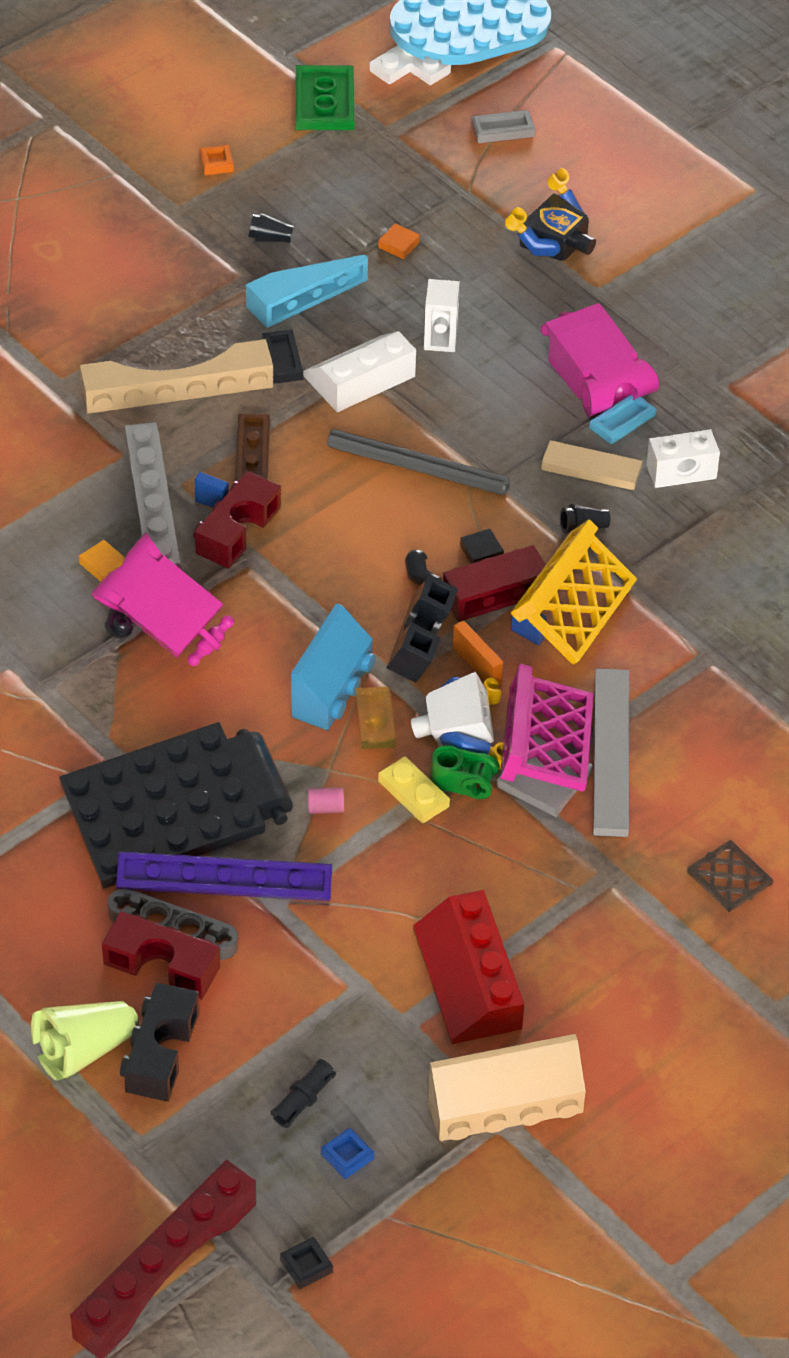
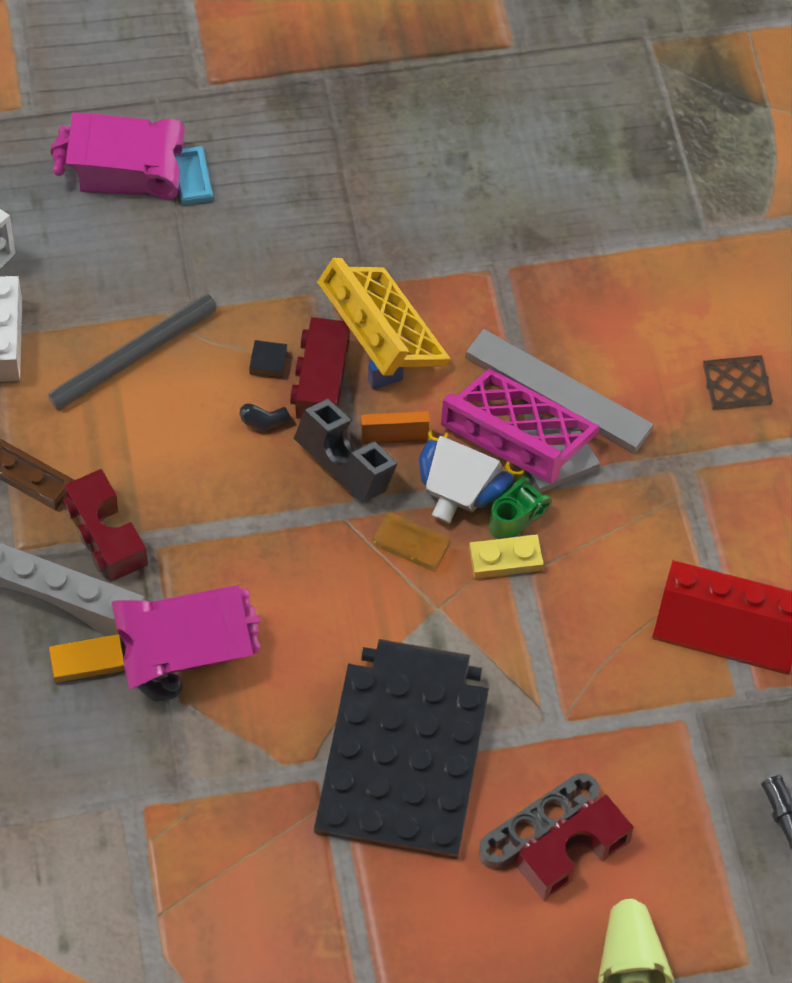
camera: 60 degrees left, 10 degrees up
(166, 1016) = (689, 919): black arch -> none
(209, 489) = (56, 528): blue tile -> none
(224, 876) = (517, 753): dark purple tile -> none
(325, 797) = (472, 625): bright pink piece -> none
(331, 669) = (345, 546): dark azure slope -> none
(575, 515) = (292, 270): black cone -> none
(591, 465) = (231, 227): tan tile -> none
(682, 458) = (280, 158): white brick -> none

